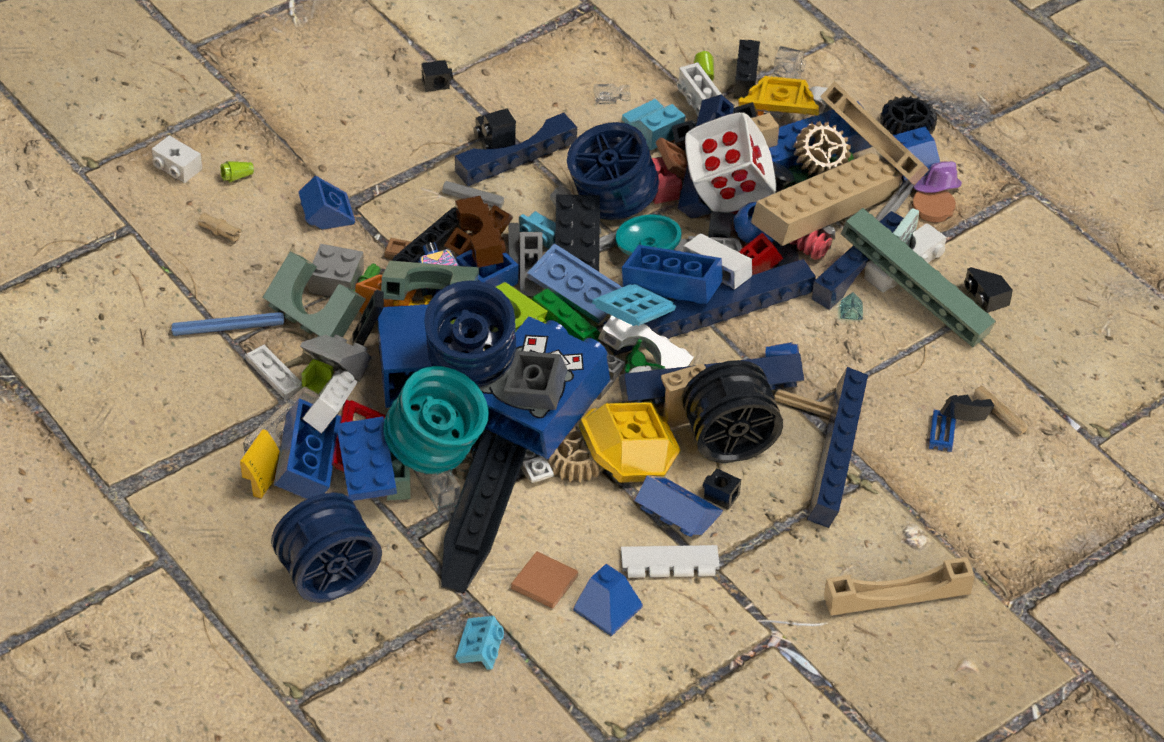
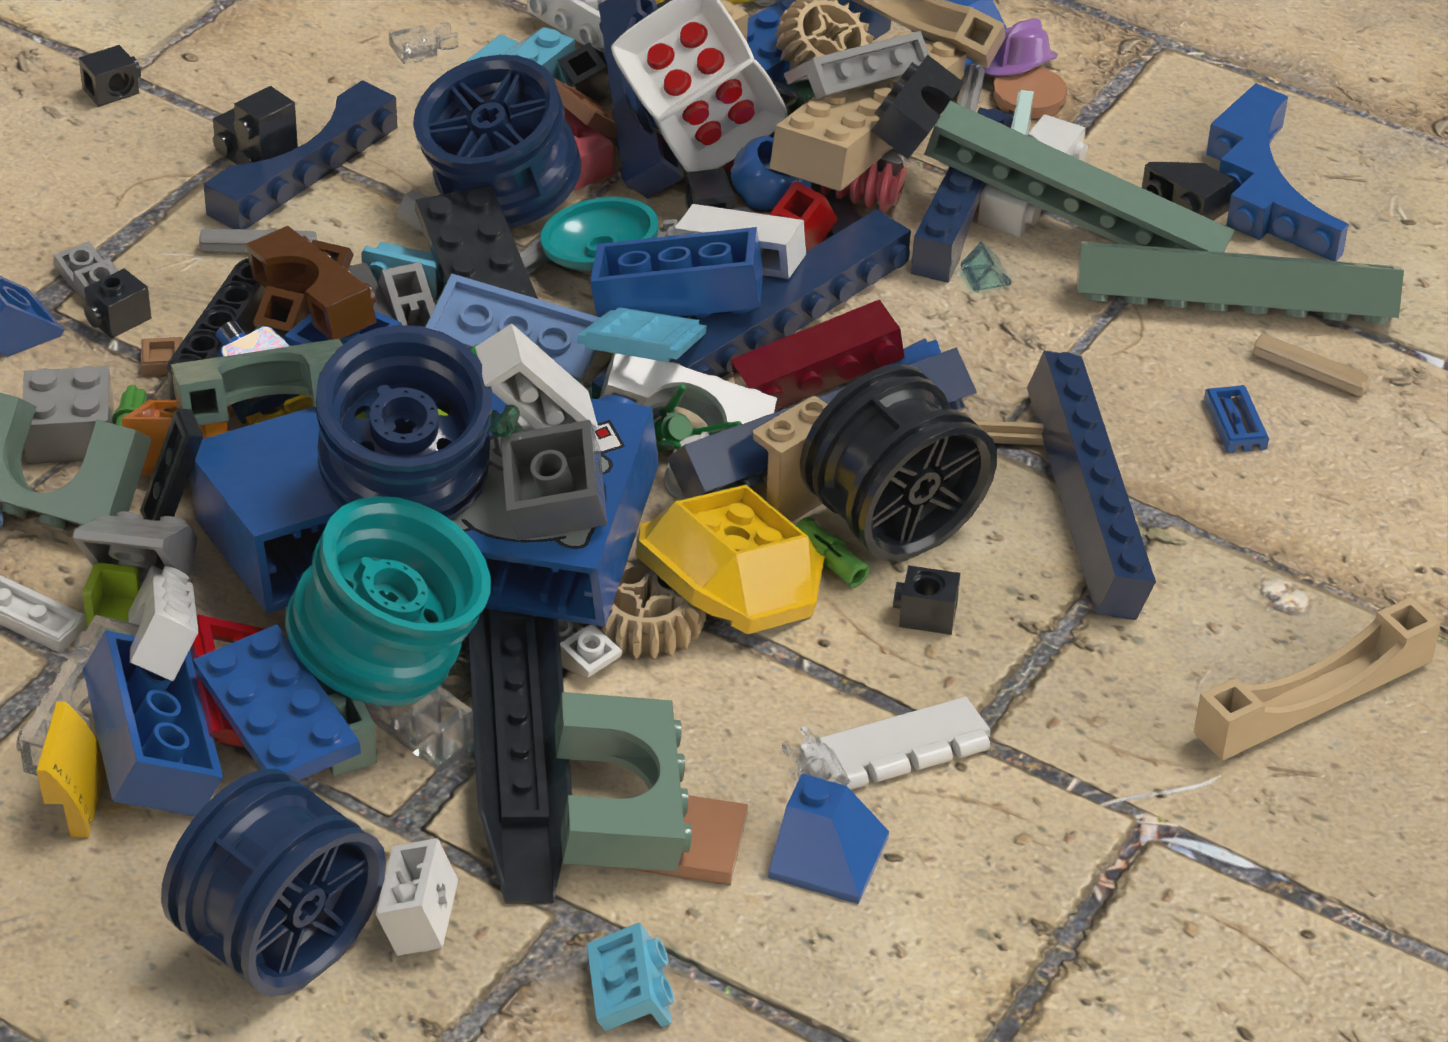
camera: 20 degrees left, 5 degrees down
(305, 357) = (71, 570): dark tan hand -> none
(380, 192) = (82, 266): none -> light grey slope
(385, 214) = (117, 303): none -> black brick
(396, 572) = (417, 897): none -> white brick
(519, 570) = (643, 738): none -> sand green arch
(520, 344) = (508, 423): none -> clear green hand
(542, 328) = (532, 381): none -> white brick
(622, 558) = (814, 759): none -> clear plate
(677, 505) = (866, 648): blue slope -> none
(690, 458) = (835, 553): none -> bright green pin
(729, 338) = (822, 355): none -> dark red brick
(826, 175) = (860, 65): none -> light grey fence
(832, 213) = (915, 105): none -> black arch
(964, 409) = (1261, 372): black slope -> none
(984, 351) = (1239, 279): none -> sand green brick
(1027, 303) = (1260, 194): none -> blue arch

